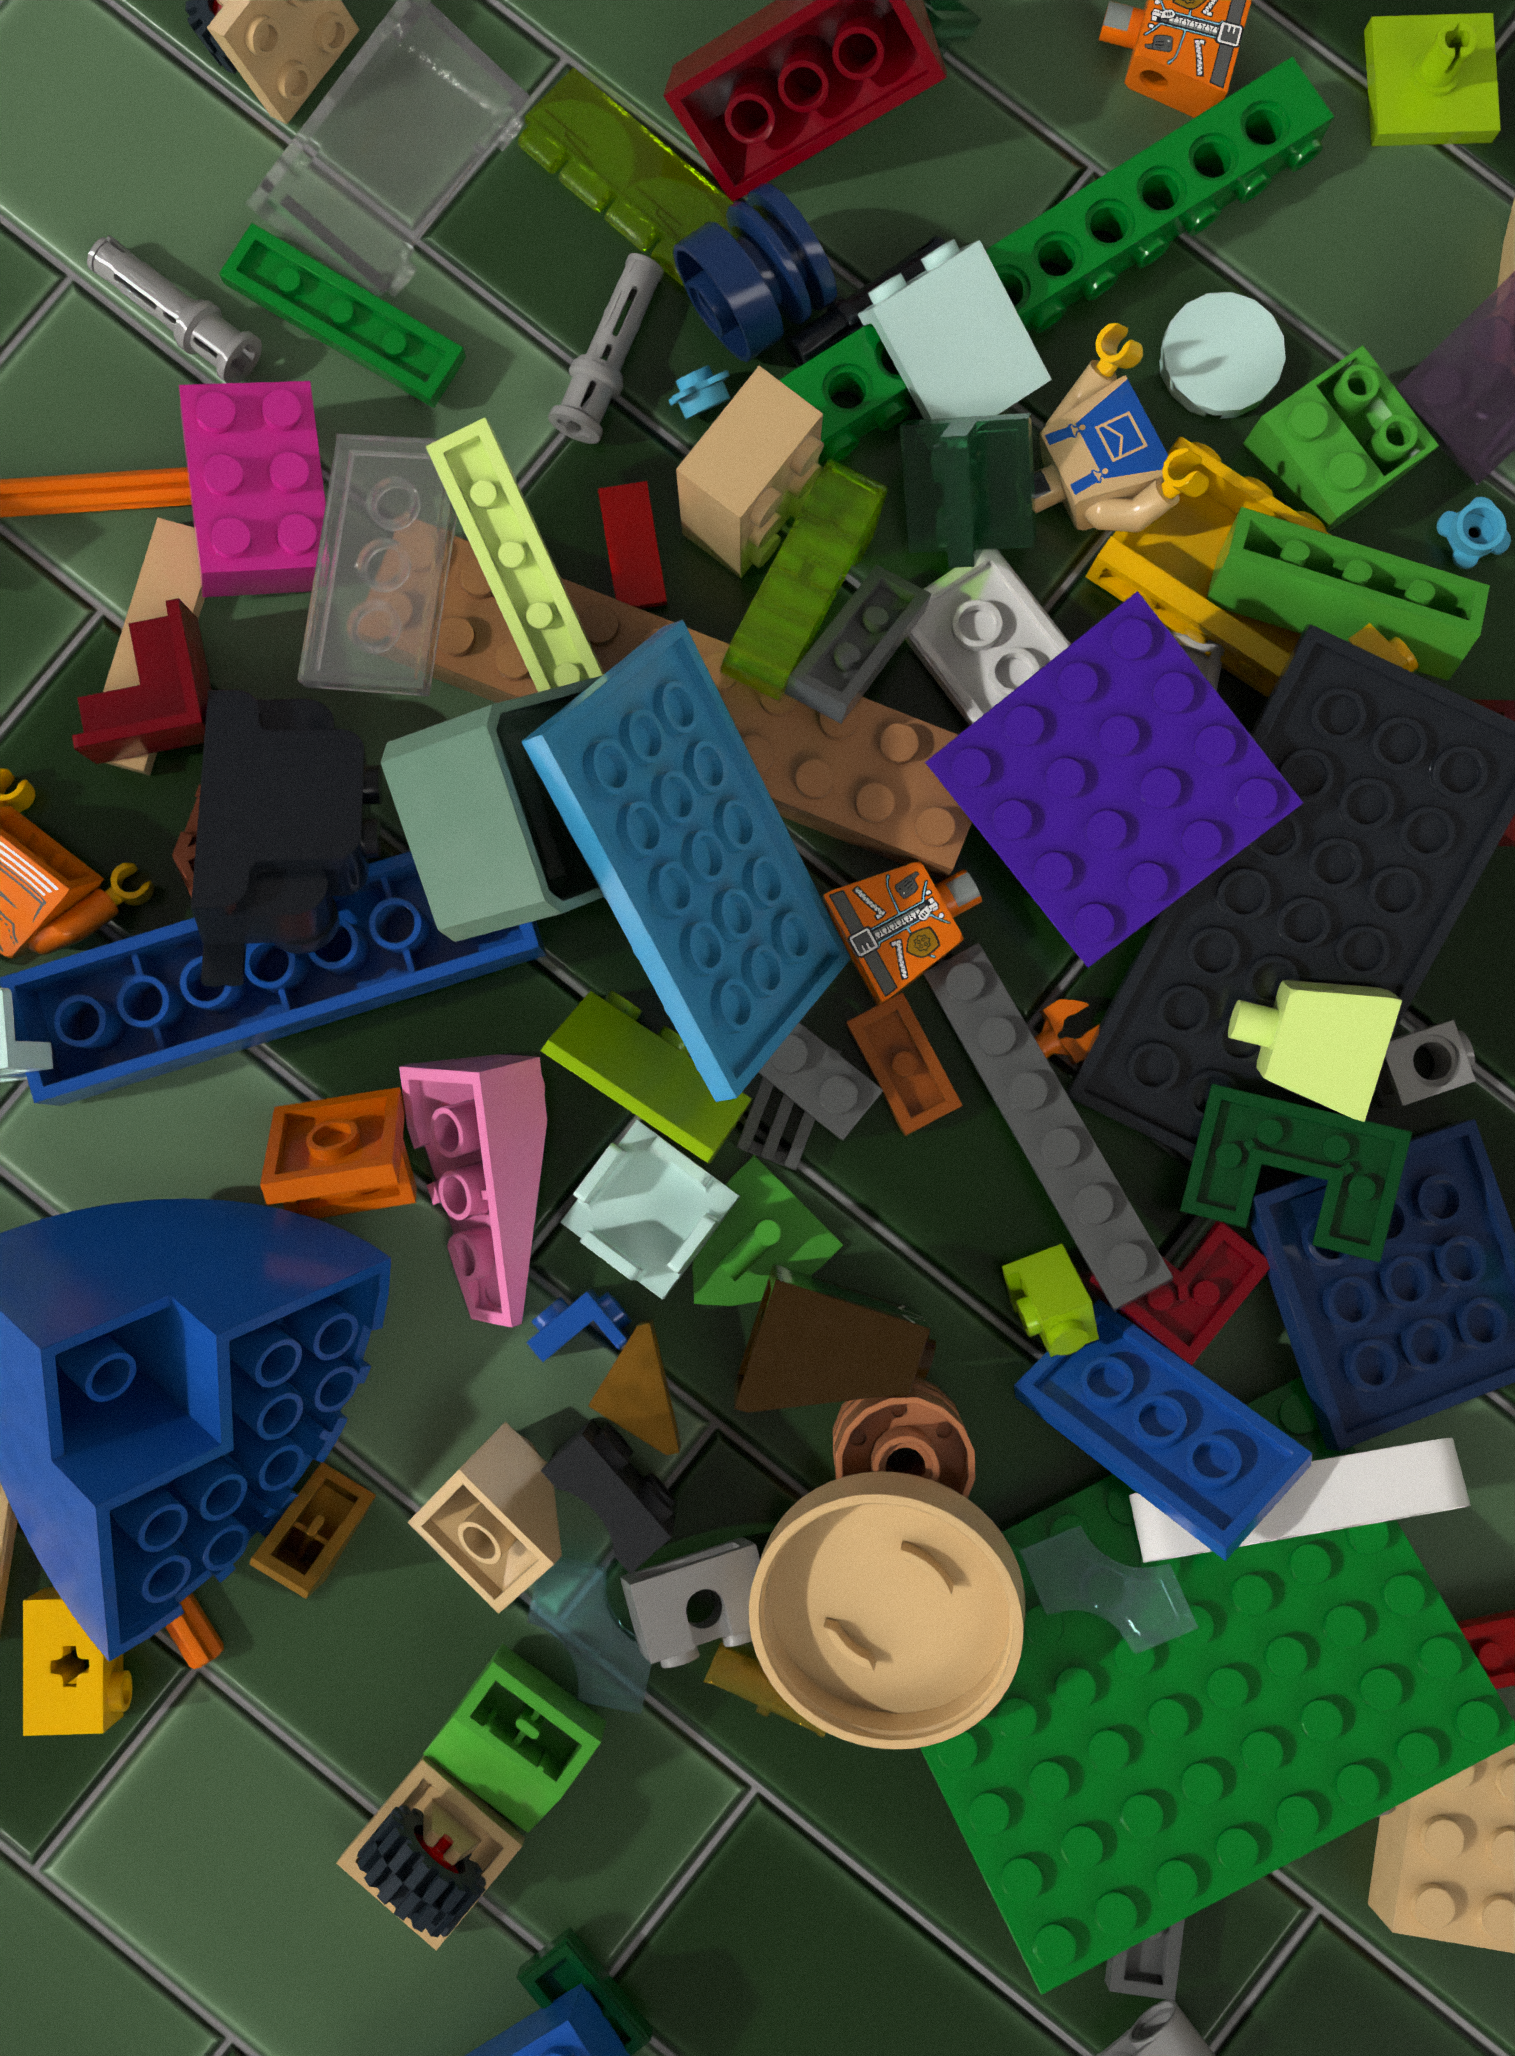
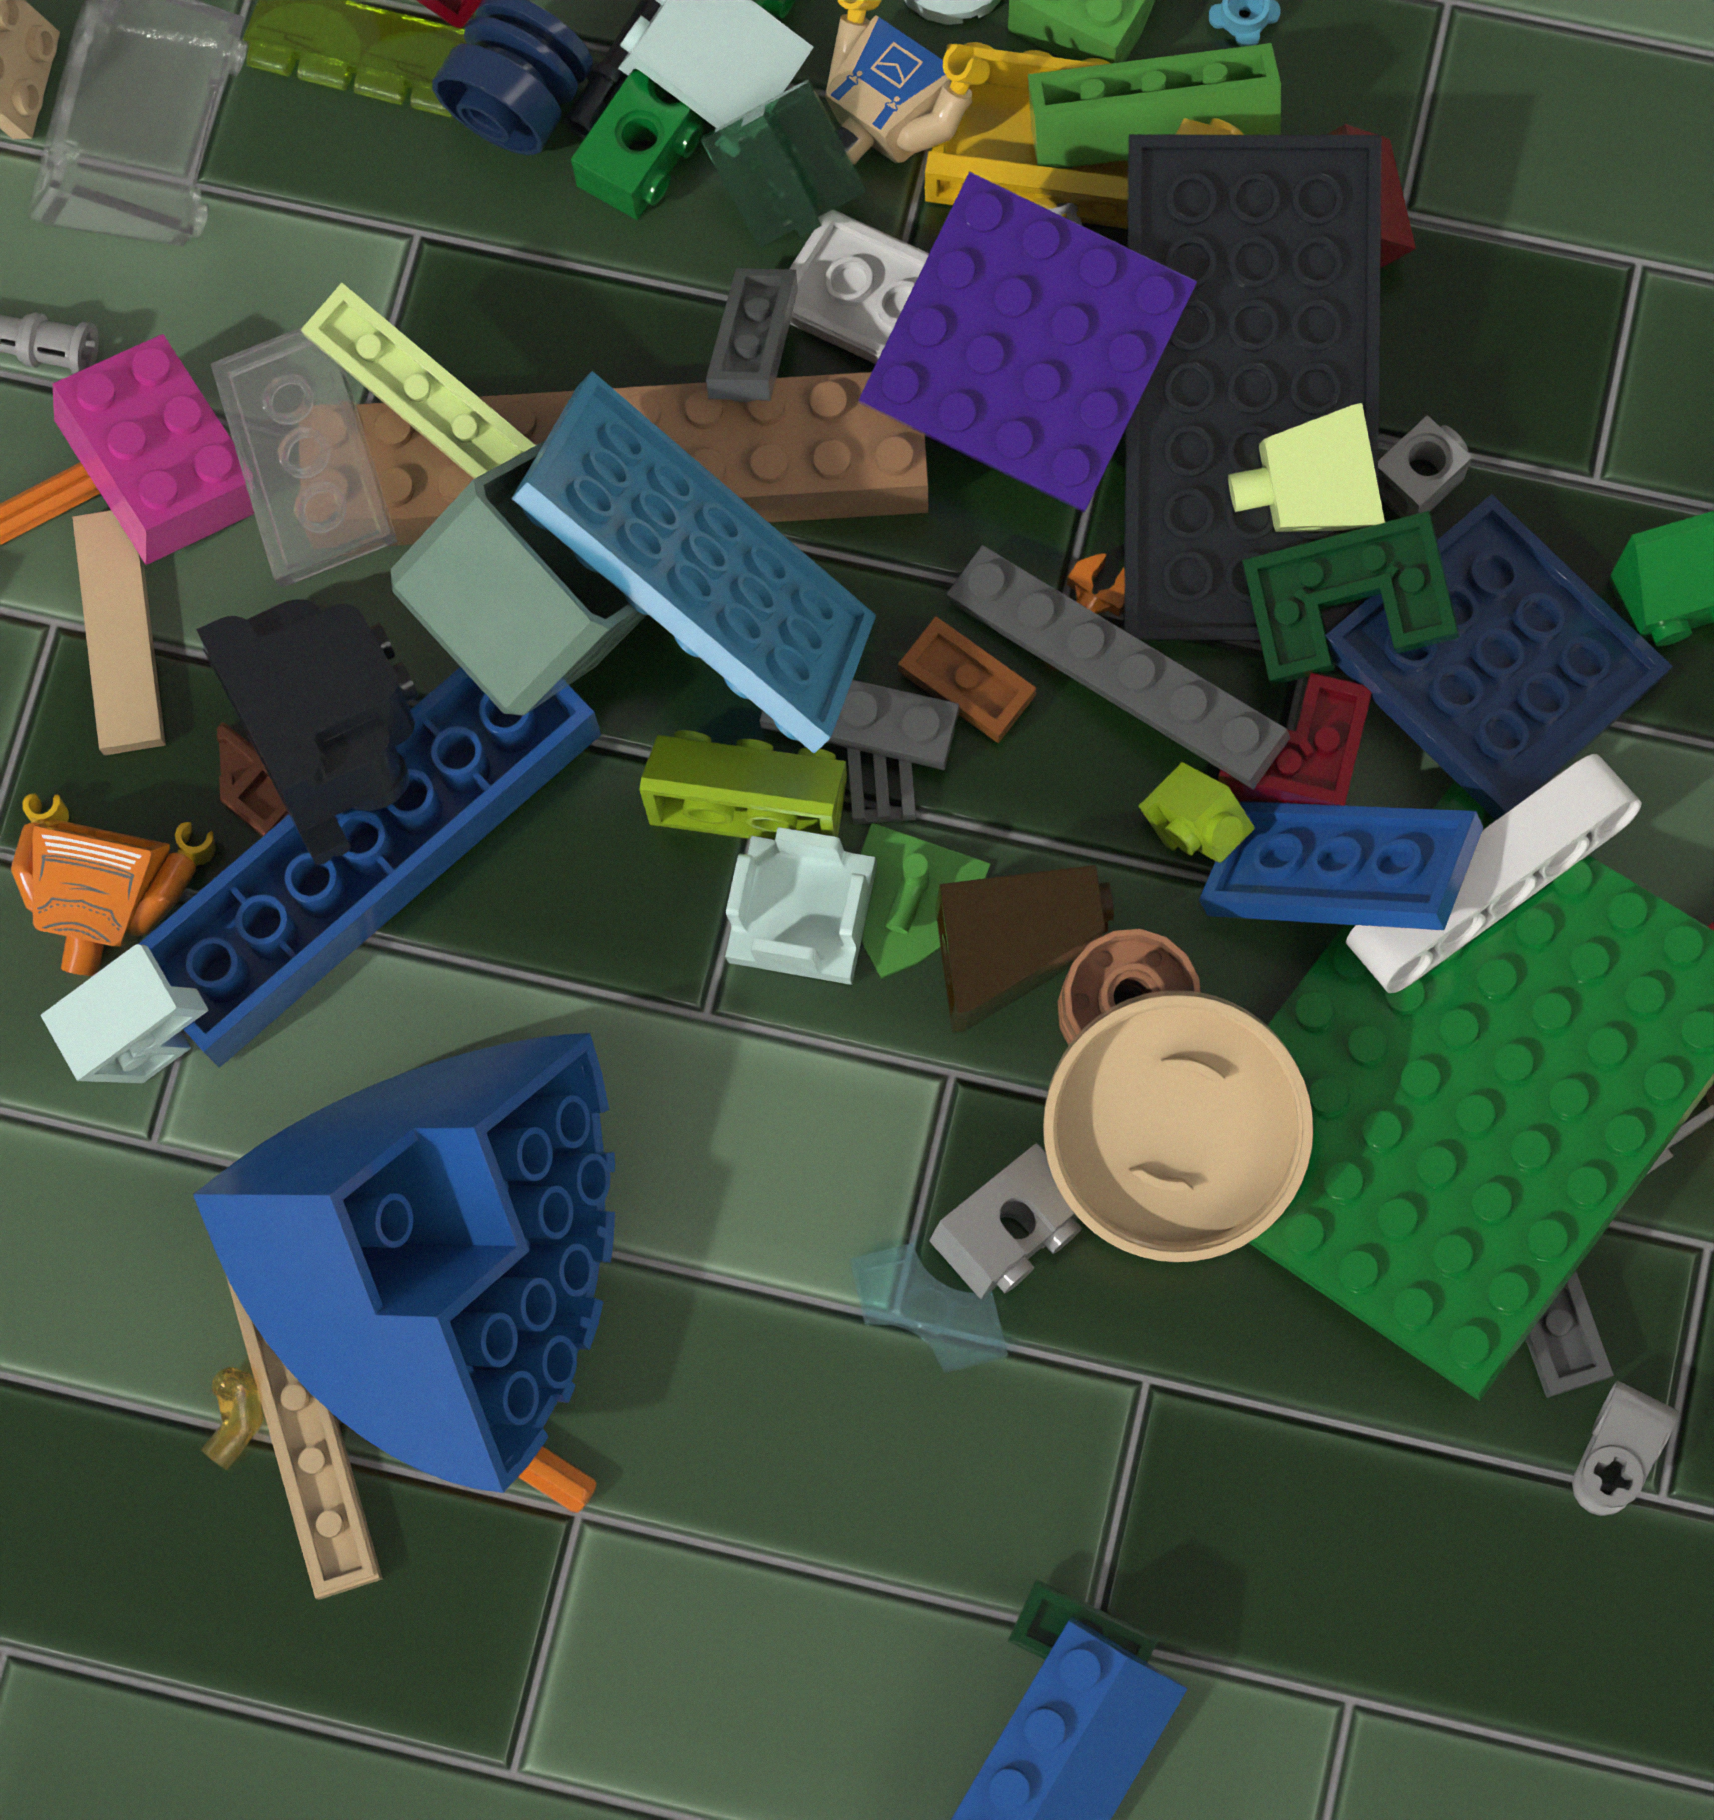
camera: 15 degrees left, 10 degrees down
(57, 1688) = (461, 1585): yellow brick -> none
(166, 706) = (160, 665): dark red panel -> none
(313, 1531) = (631, 1327): pearl gold slope -> none
(339, 1155) = (501, 986): orange bracket -> none
(342, 315) = (160, 273): green plate -> none
(431, 1851) = (874, 1568): plate -> none
(486, 1148) = (627, 927): bright pink wedge -> none
(495, 1519) = (790, 1241): tan slope -> none
(517, 1739) = (902, 1428): bright green slope -> none
(562, 1322) = (771, 1040): blue bracket -> none
(589, 371) = (410, 219): light grey pin -> none
(632, 545) = (509, 348): red piece -> none
(632, 1507) = (864, 1144): black brick -> none
(638, 1393) = (867, 1070): pearl gold slope -> none
(700, 391) = (509, 195): medium azure plate -> none
(746, 1679) = (1113, 1277): clear yellow pin -> none
(750, 473) = (591, 237): tan brick -> none
(805, 578) = (680, 299): clear neon green beam -> none
(899, 924) = (904, 560): torso -> none
(1138, 1602) = (1397, 1030): clear light blue tile -> none

